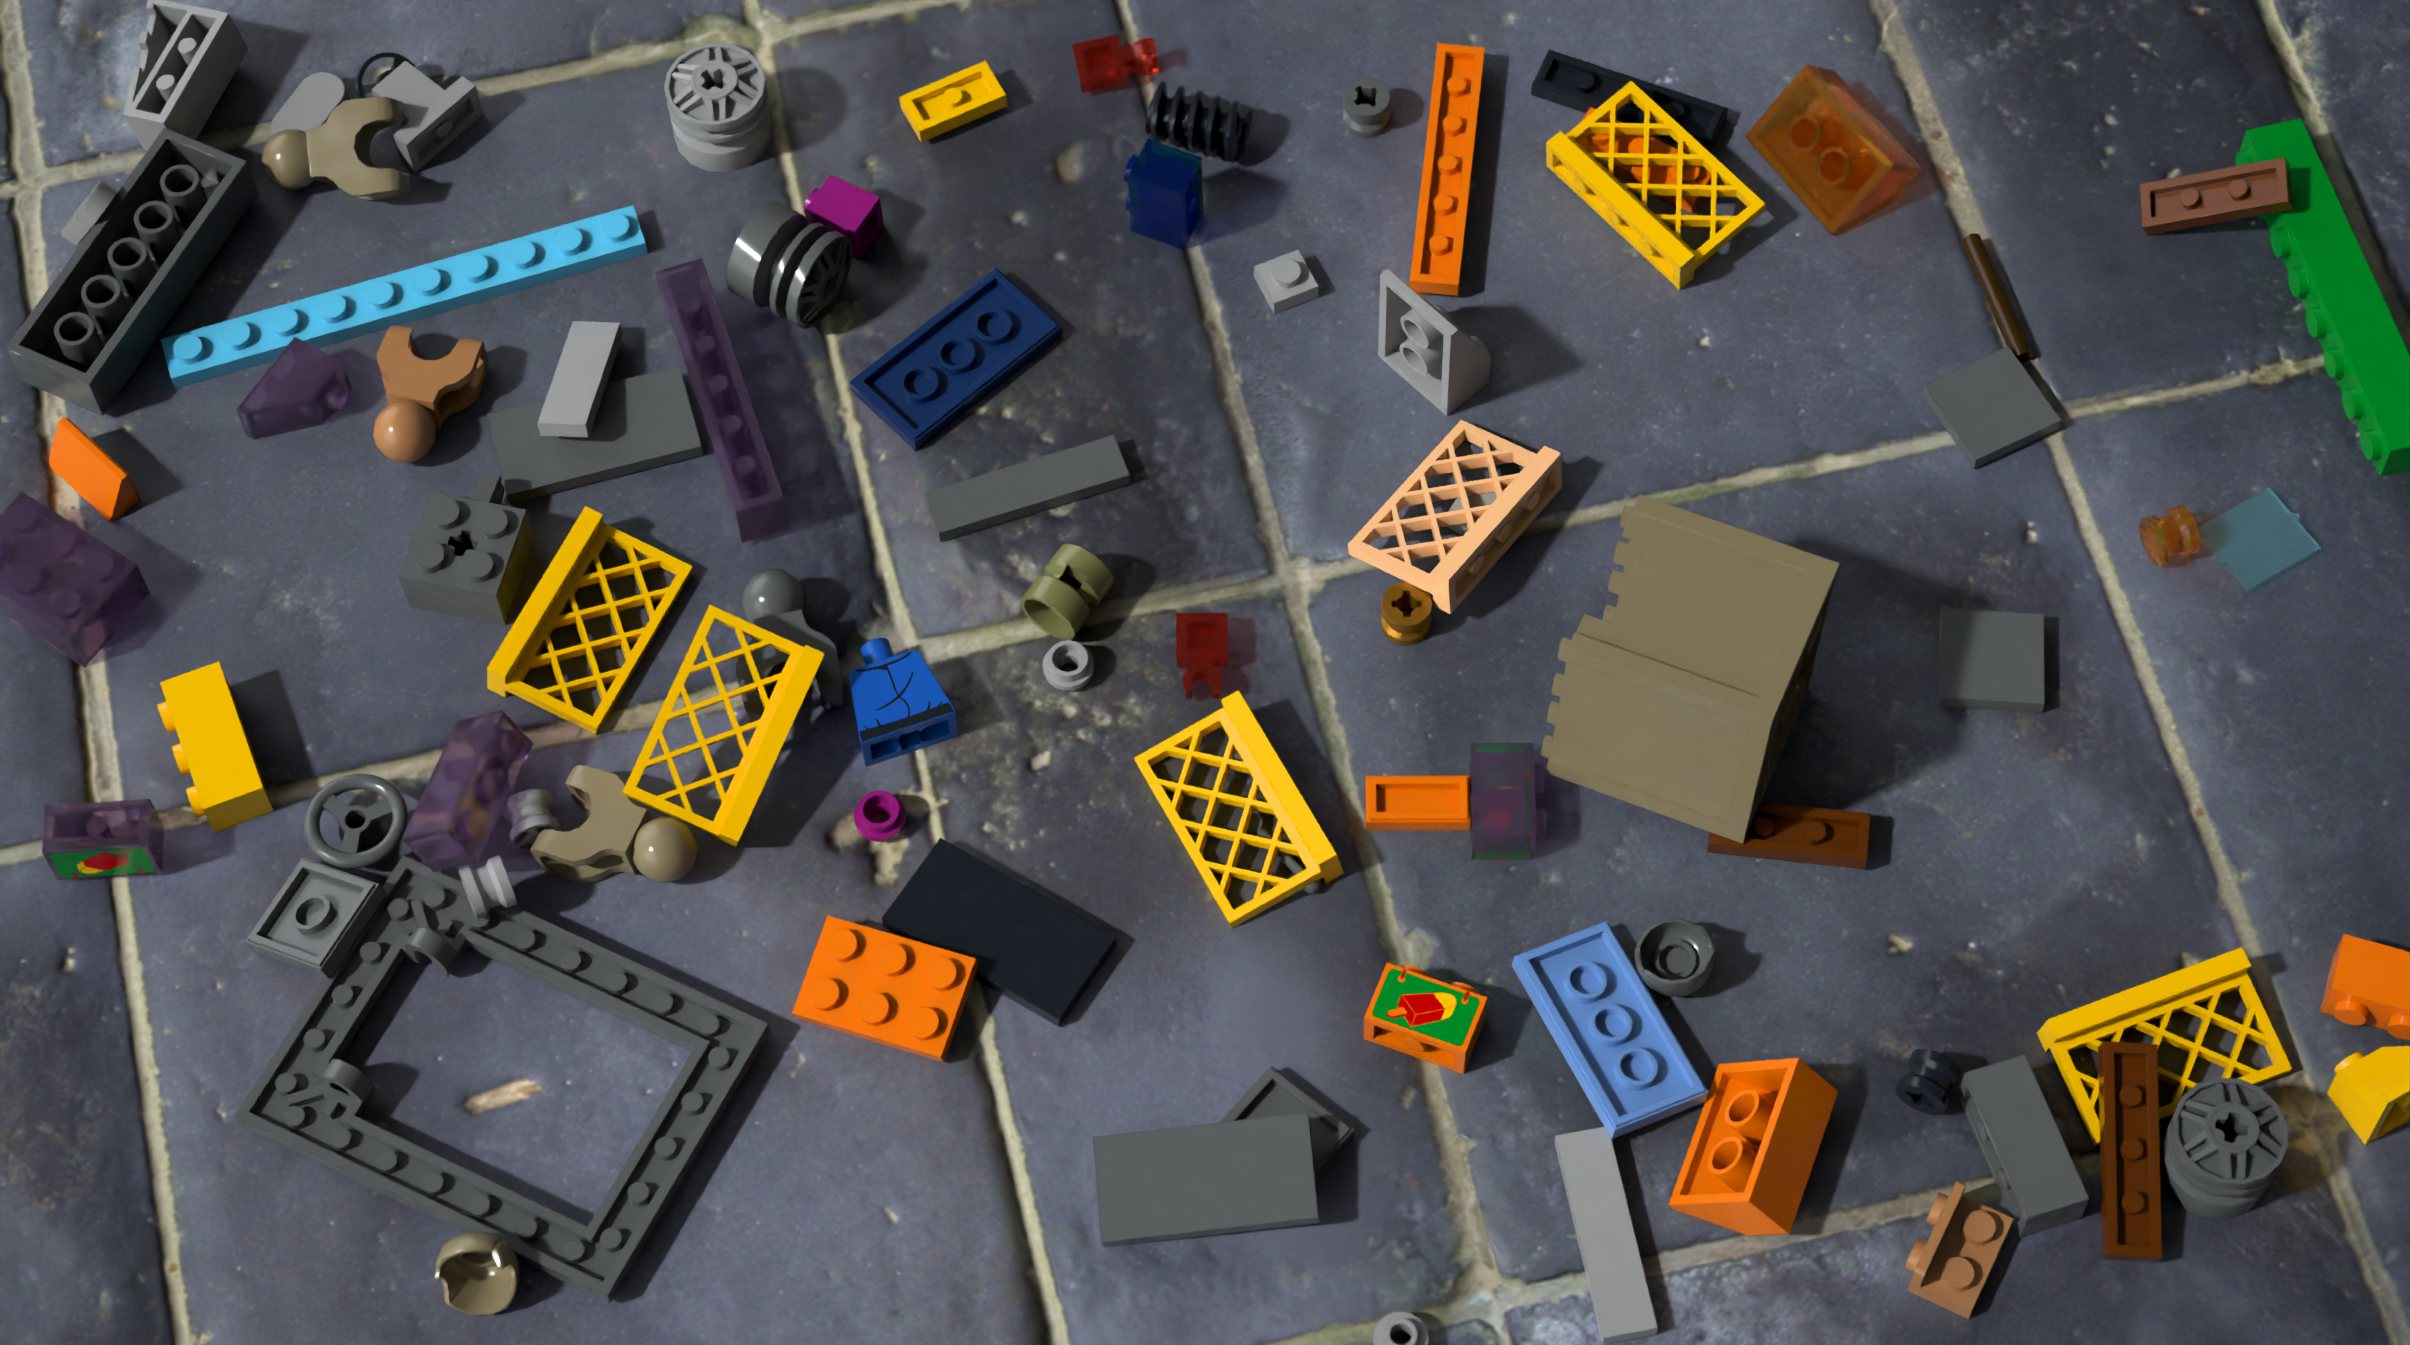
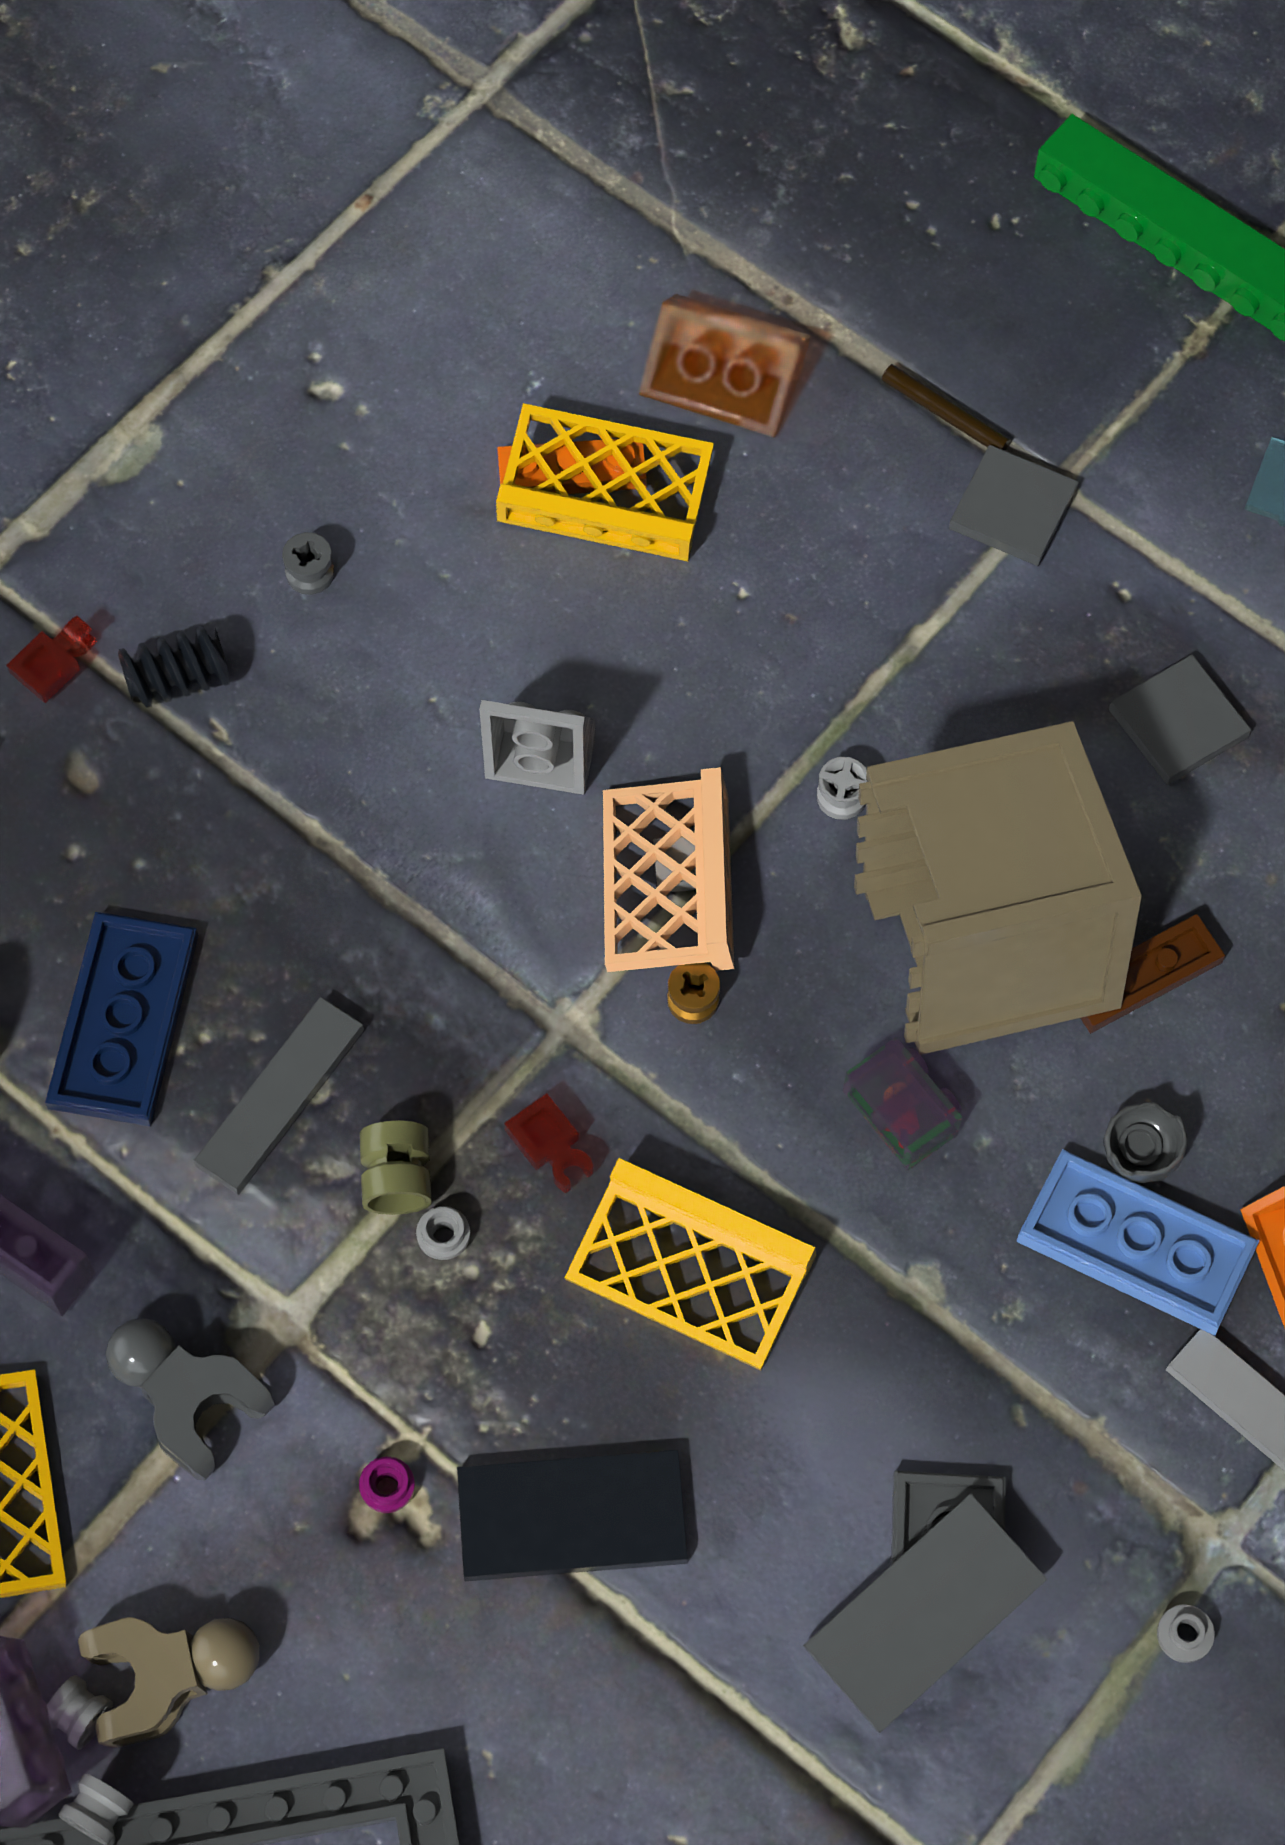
camera: 40 degrees left, 5 degrees up
(764, 745) = (246, 1495): yellow fence -> none
(885, 988) = (517, 1639): orange plate -> none
(898, 703) = (323, 1370): blue torso -> none
(1164, 193) = (201, 751): clear blue brick -> none
(1256, 828) = (717, 1268): dark grey hinge -> none
(1286, 281) = (358, 762): light grey plate -> none
(1418, 803) = (829, 1152): orange tile -> none
(1425, 1017) = (988, 1336): brick -> none
(1447, 169) = (420, 576): orange plate -> none
(1587, 85) = (483, 428): black tile -> none
(2169, 535) = (1235, 525): clear orange wheel -> none
(2216, 196) = (1057, 218): reddish brown plate -> none

